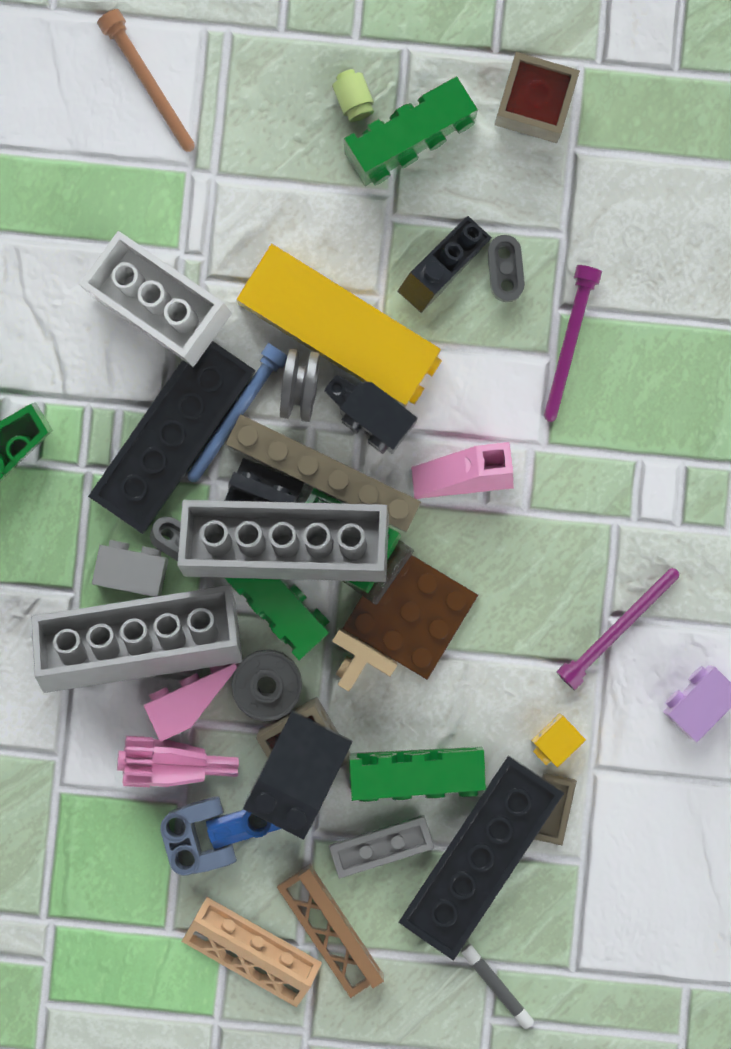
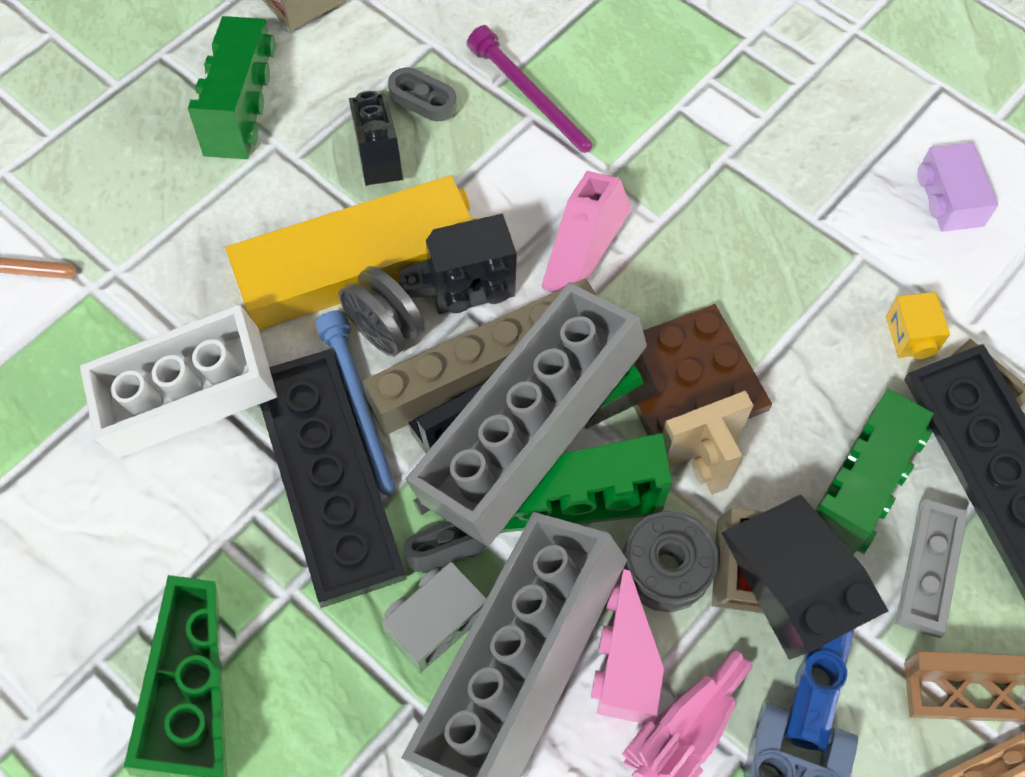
camera: 55 degrees left, 25 degrees down
(353, 95) = (160, 108): yellowish green brick -> none
(575, 671) = (853, 273): magenta piece -> none

